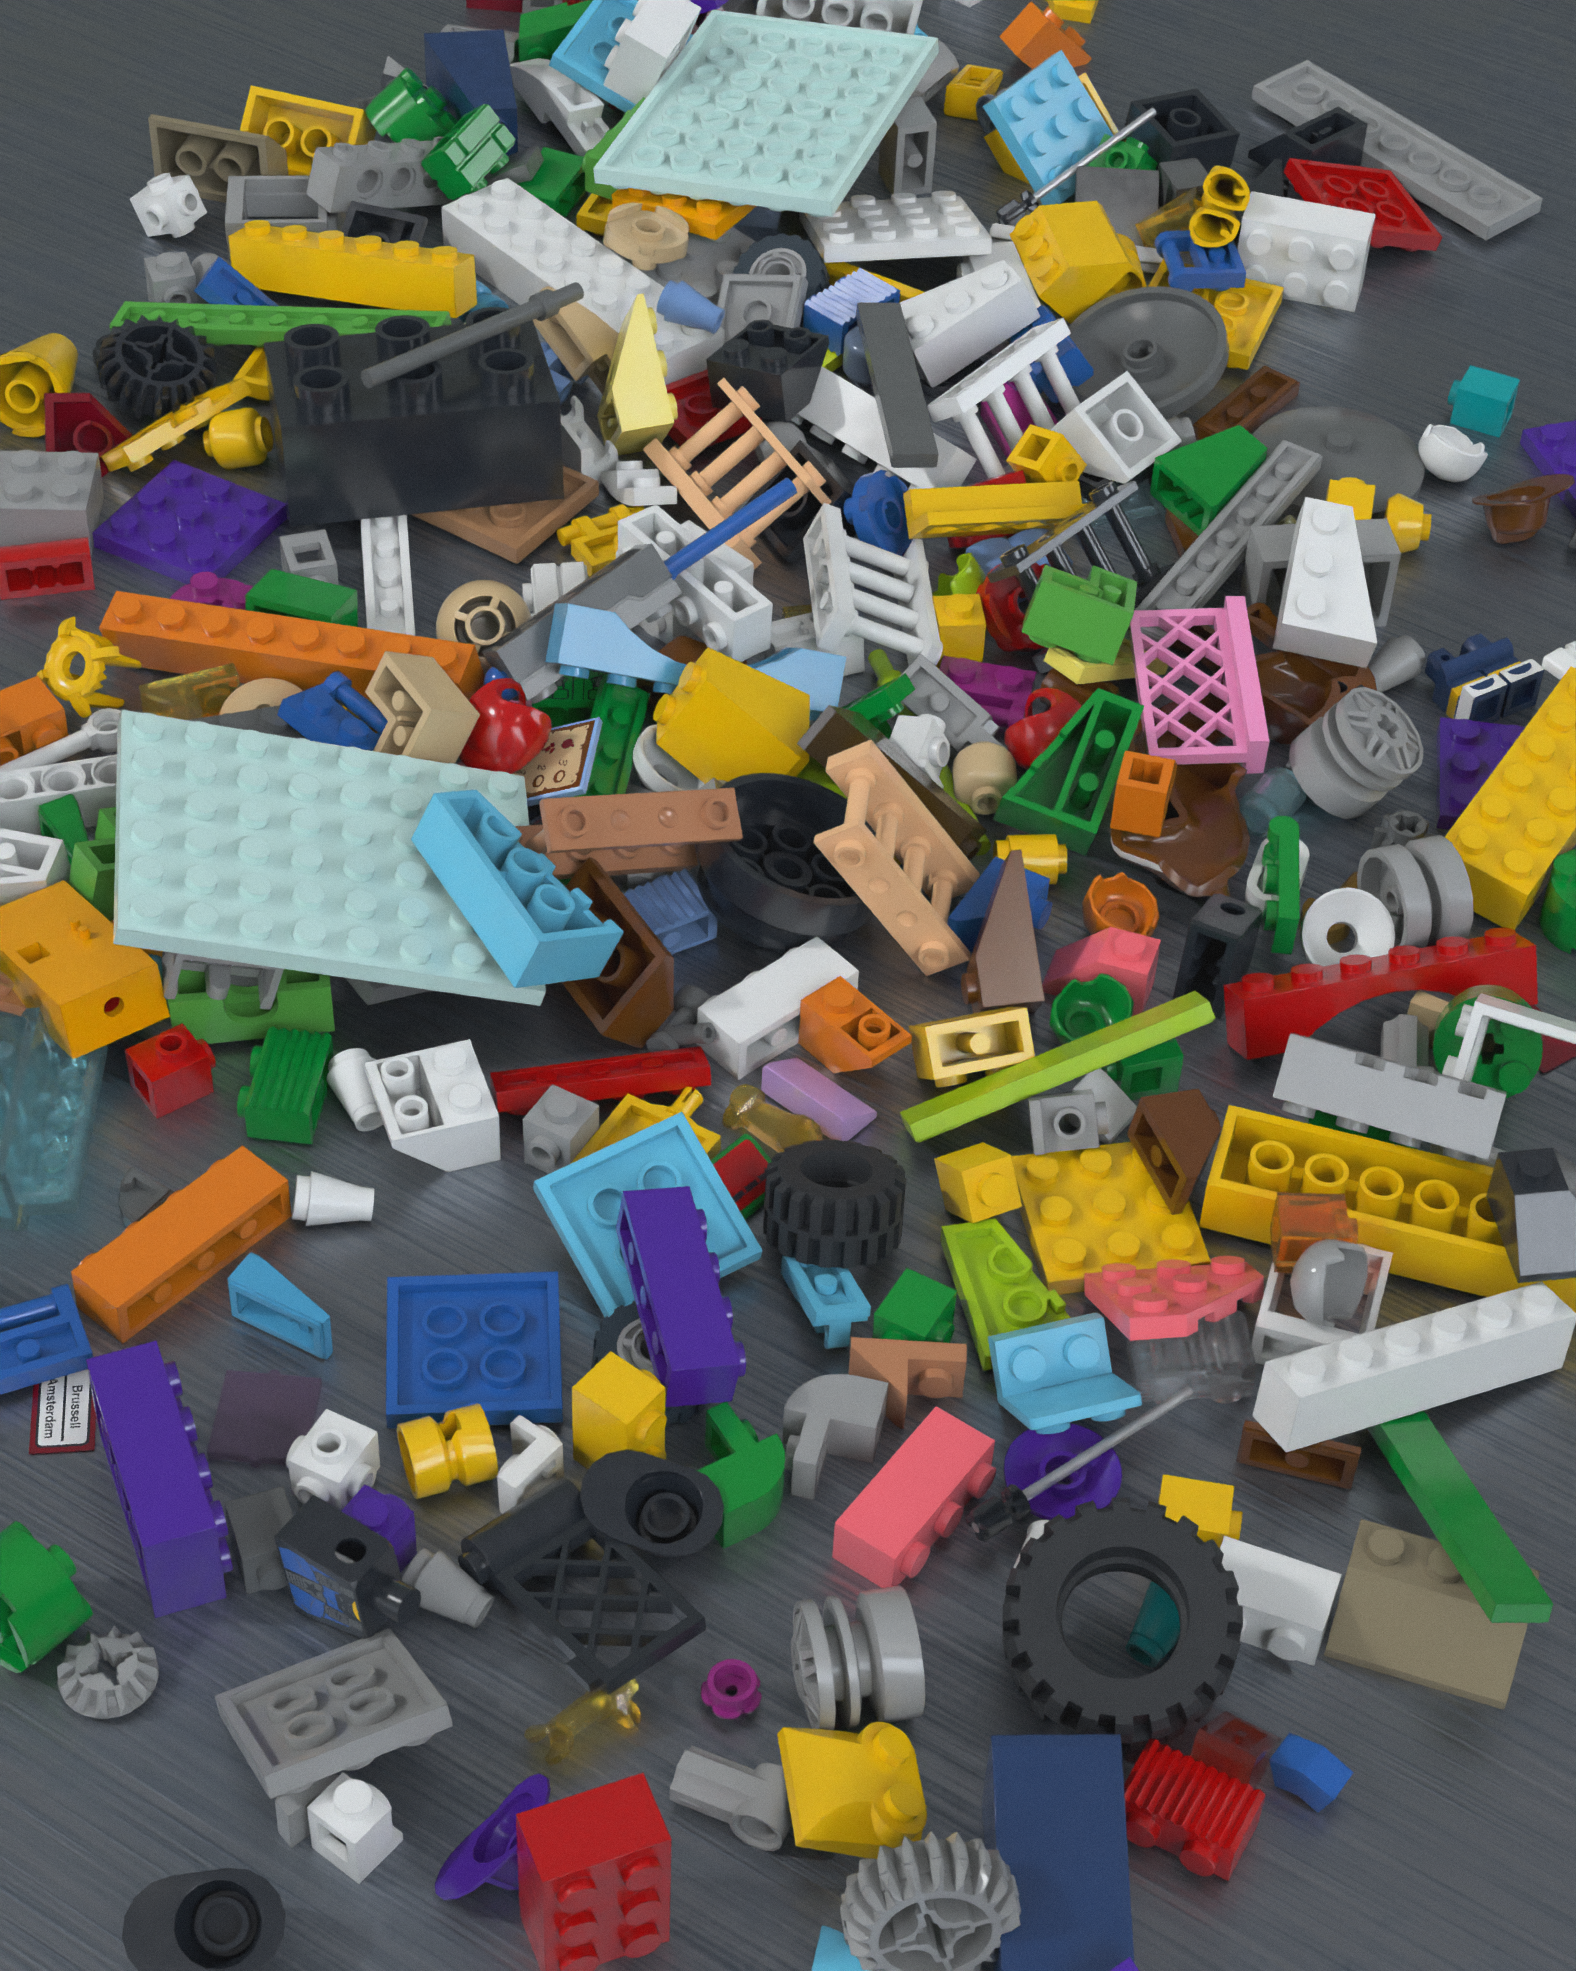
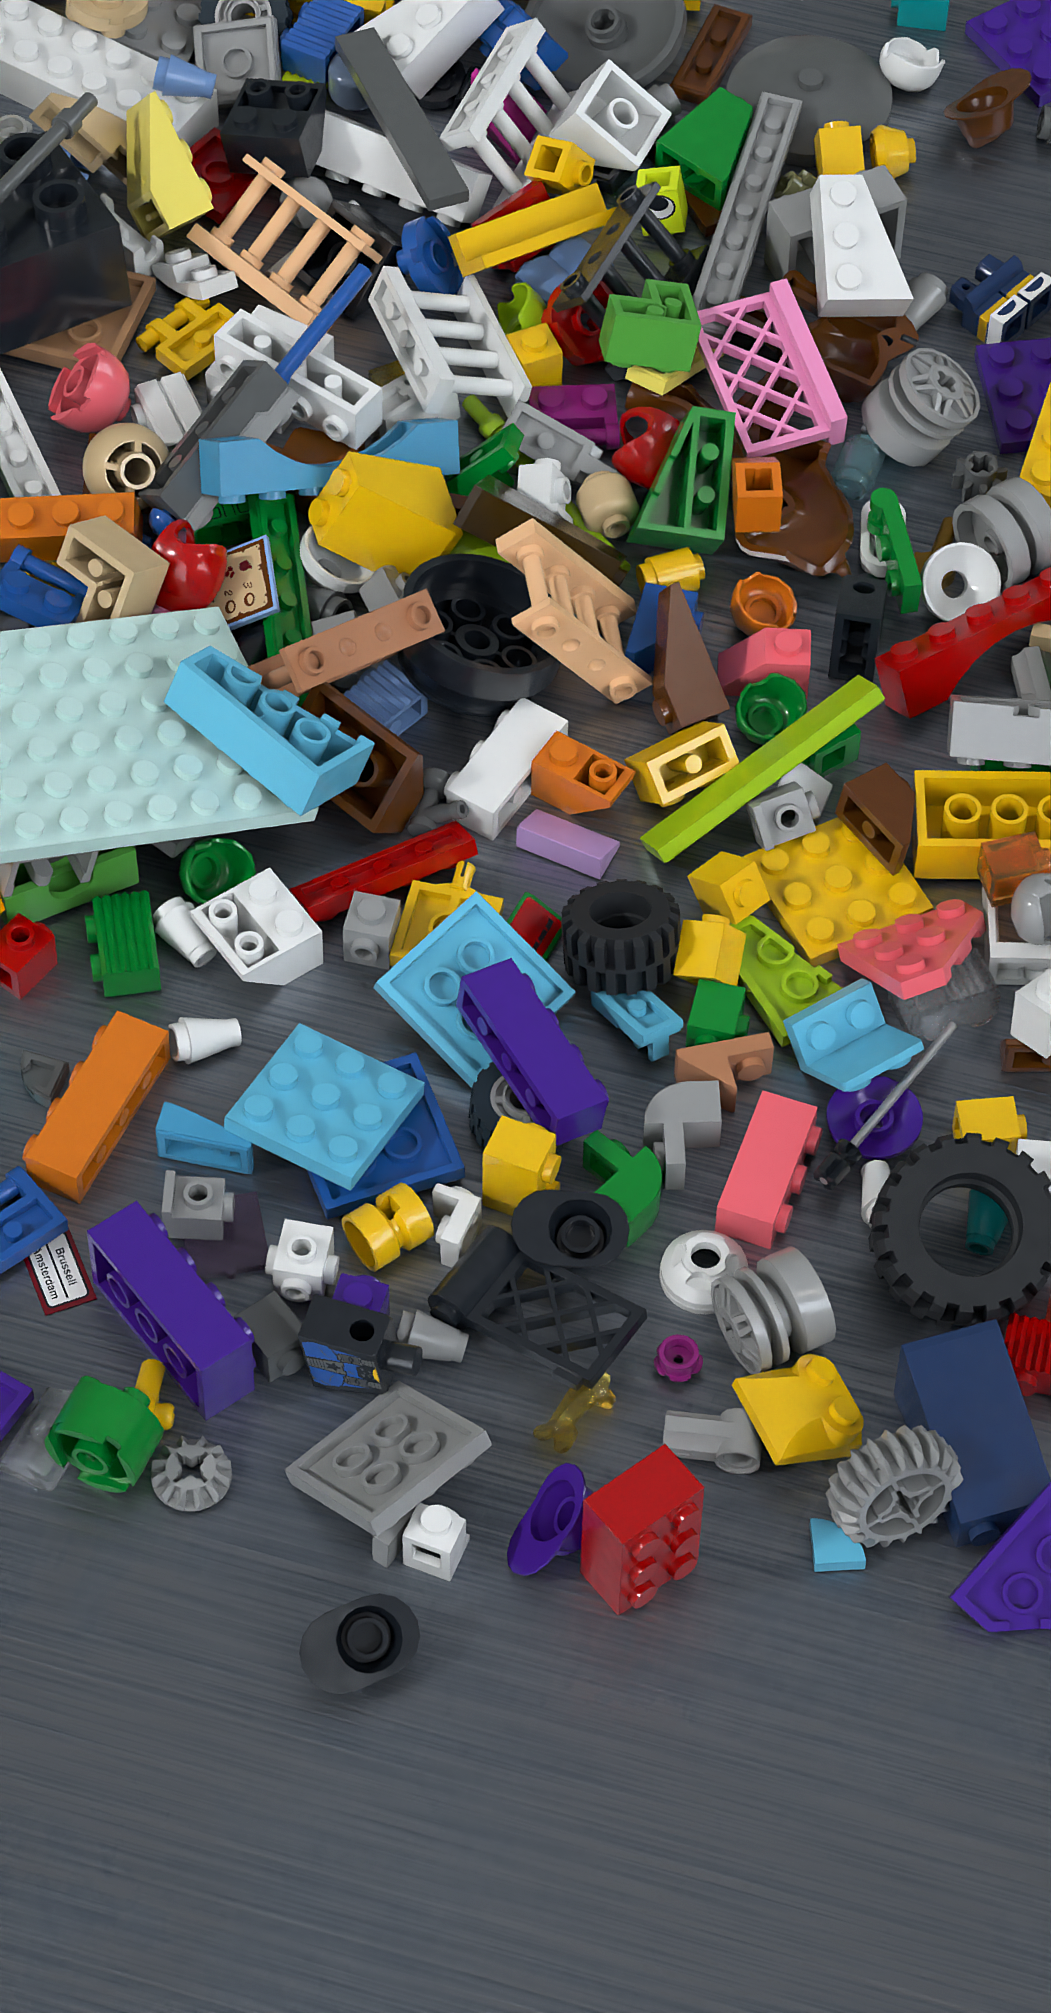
camera: 15 degrees left, 10 degrees up
(95, 1572) = (149, 1382): none -> yellow arm
(238, 1374) = (196, 1206): none -> light grey brick
(413, 1025) = (214, 867): none -> green hair
(425, 1301) = (324, 1106): none -> medium azure plate
(493, 556) = (92, 392): none -> coral cylinder
(767, 1122) = (552, 880): clear yellow piece -> none
(772, 1600) = (689, 1284): none -> white piece
(930, 1241) = (709, 950): none -> yellow brick
(1150, 514) = (670, 202): none -> neon yellow brick

